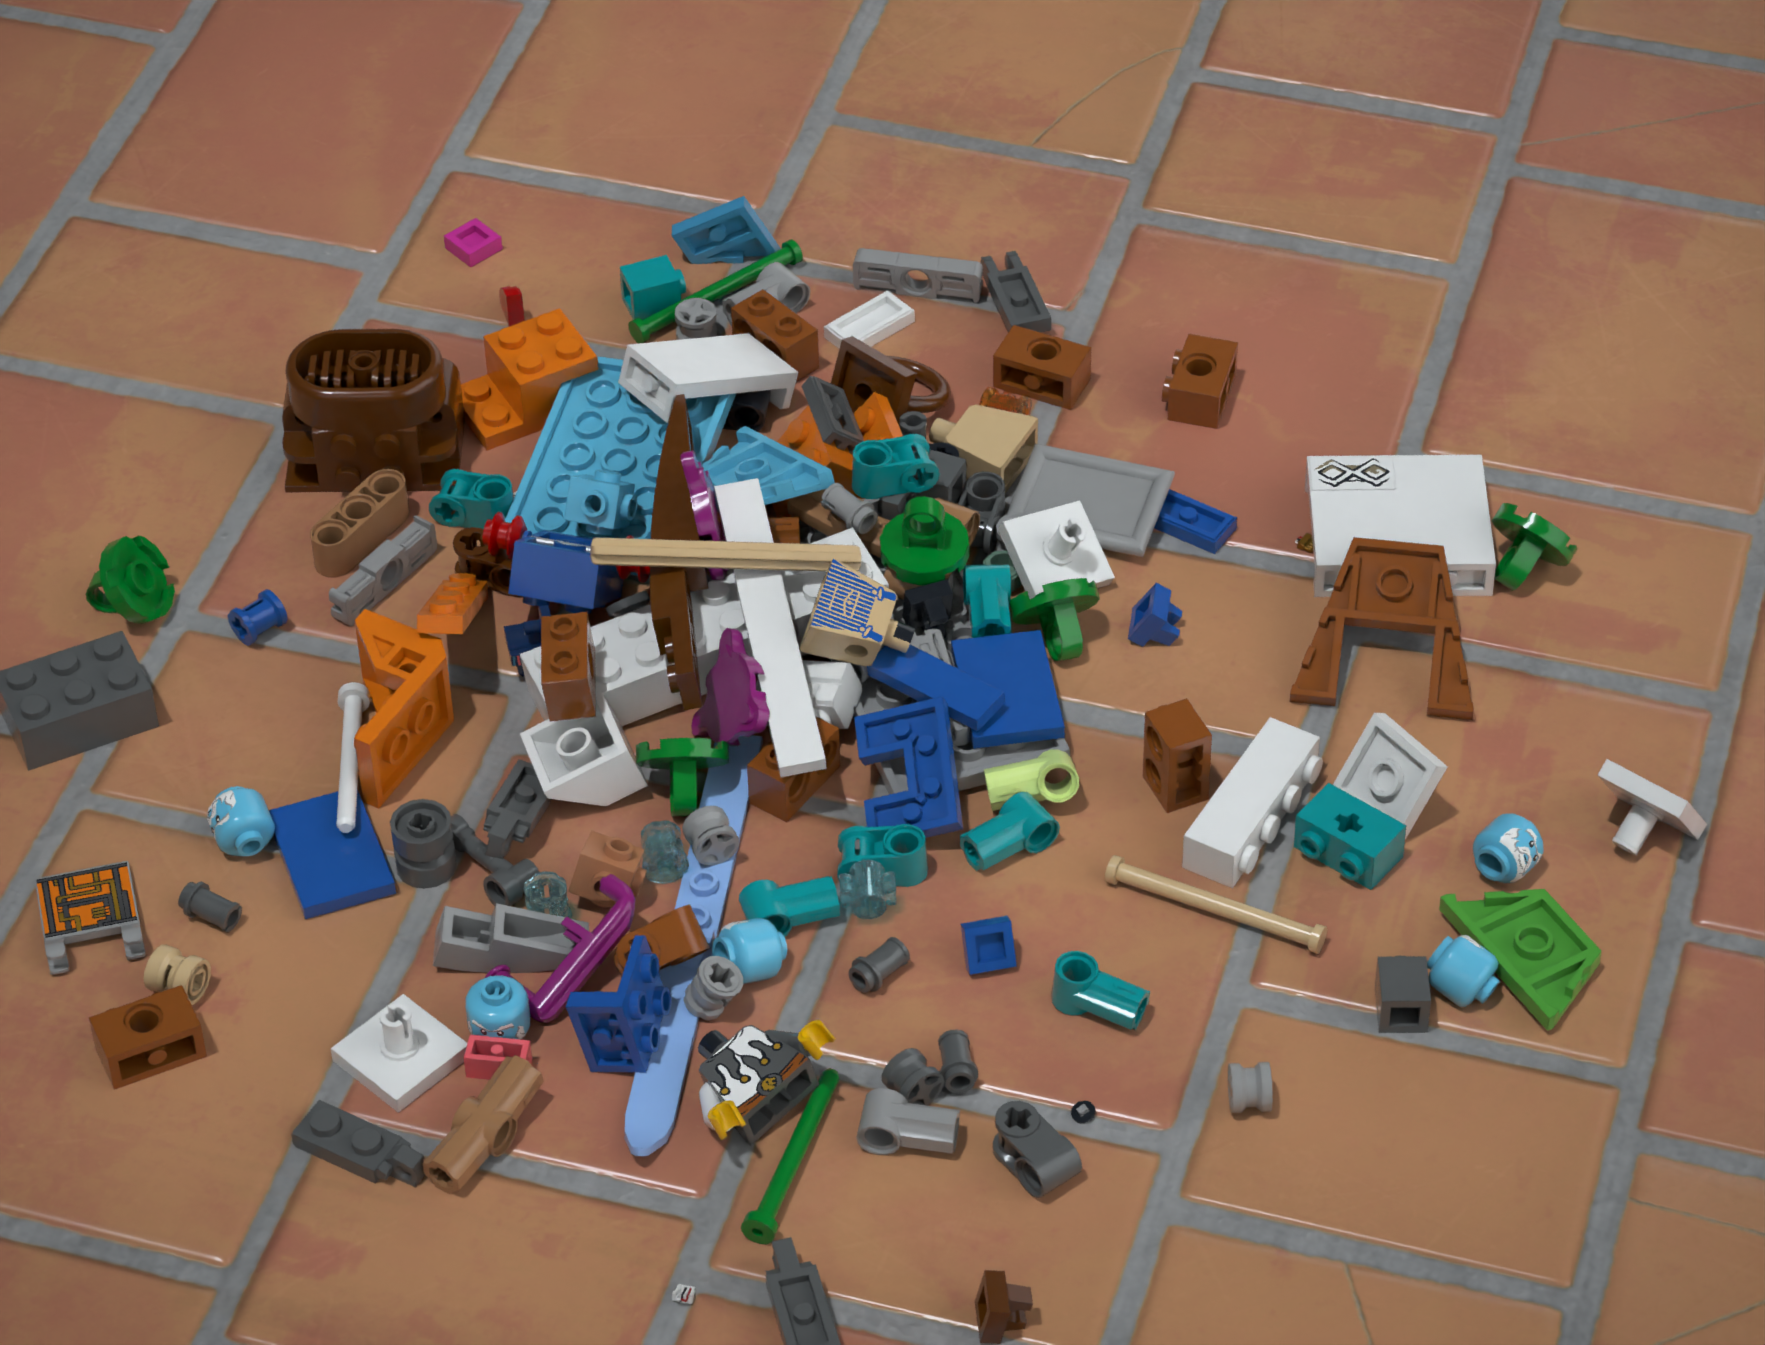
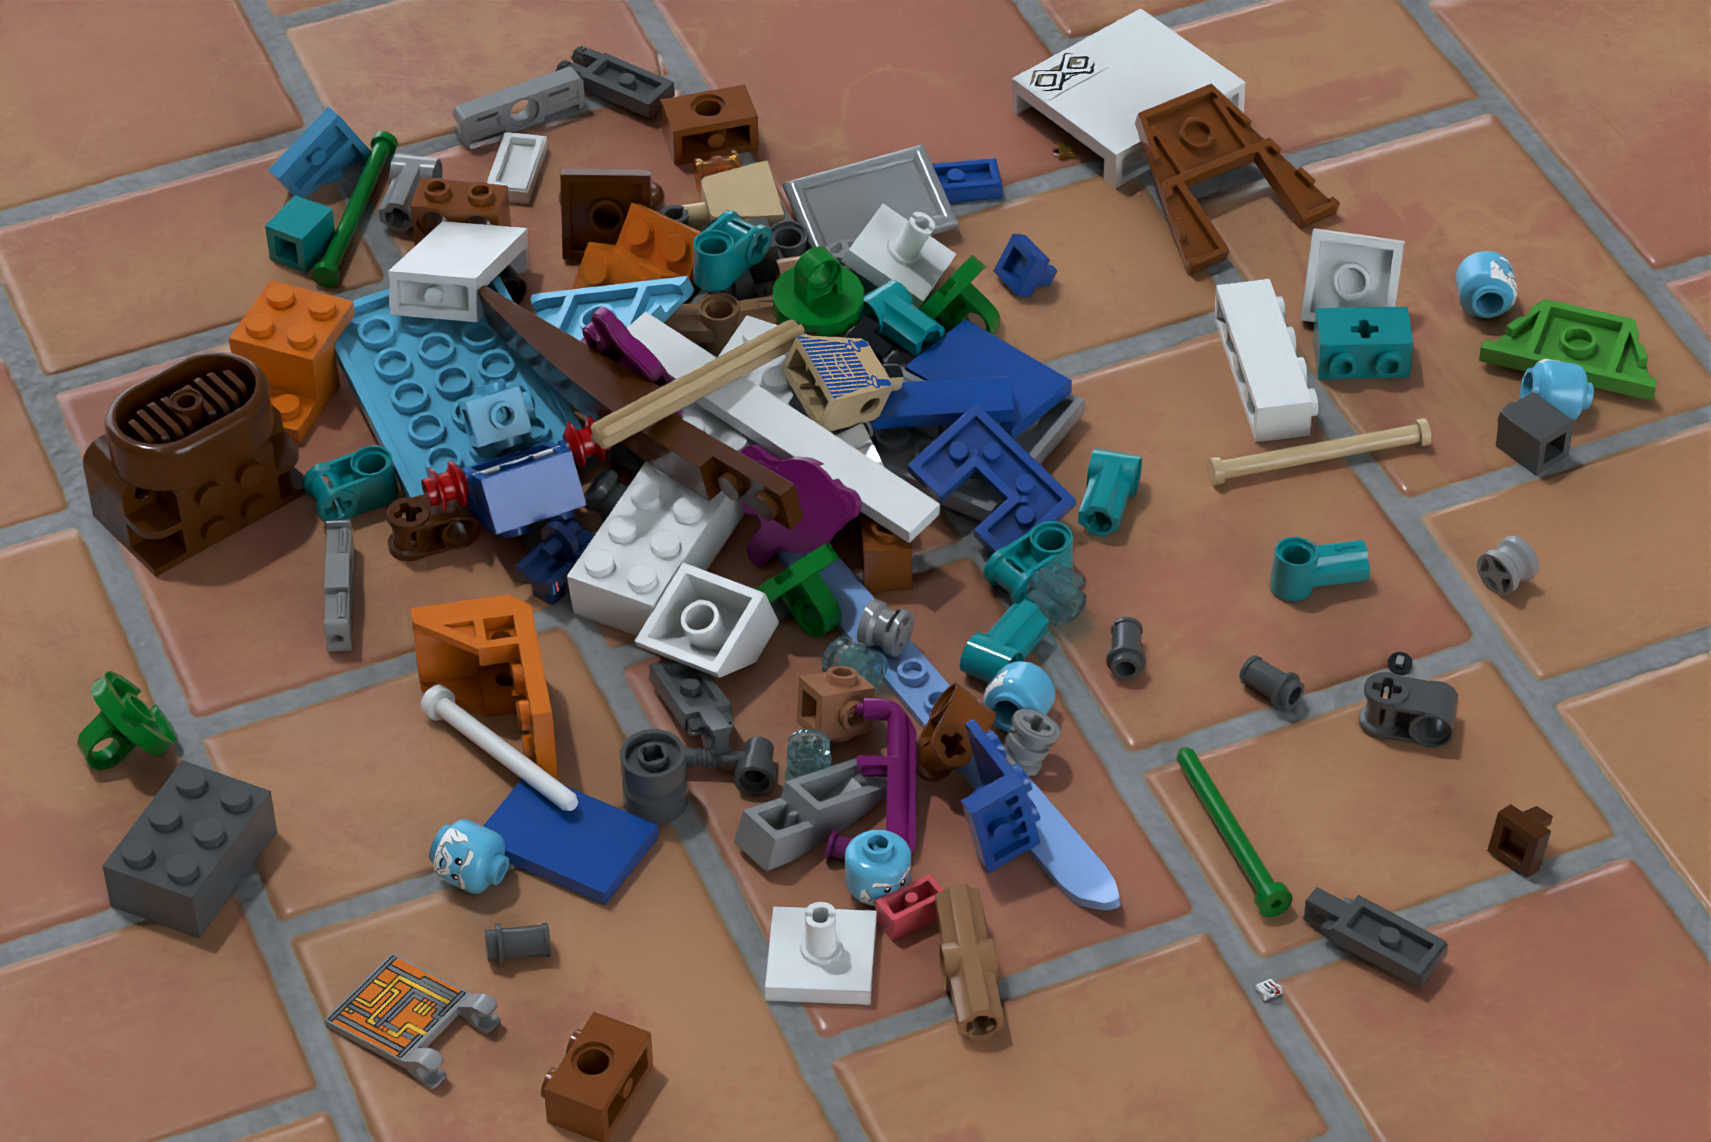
camera: 40 degrees left, 0 degrees up
(170, 969) = (560, 1011): tan wheel -> none
(257, 617) = (271, 686): blue bush -> none
(357, 1145) = (878, 1048): dark grey hinge -> none
(359, 523) = (271, 559): medium nougat beam -> none
(453, 605) = (463, 570): orange plate -> none
(473, 242) = (82, 280): dark pink tile -> none
(512, 304) = (186, 311): red tile -> none
(568, 666) = (649, 552): dark orange brick -> none
(695, 319) = (372, 242): light grey wheel -> none
(757, 1076) = (1147, 783): torso -> none
(832, 413) = (615, 240): dark grey tile -> none
(854, 512) = (726, 302): light grey pin -> none
(893, 1122) = (1284, 757): light grey piece -> none
(912, 1078) = (1259, 715): dark grey wheel -> none
(988, 945) = (1193, 581): blue tile -> none
(1029, 777) = (1087, 428): yellowish green piece -> none
(1177, 755) = (1180, 352): dark orange brick -> none
(1200, 380) = (850, 69): dark orange brick -> none
(1530, 540) = (1249, 54): green tile -> none
(1648, 805) = (1552, 193): white tile -> none

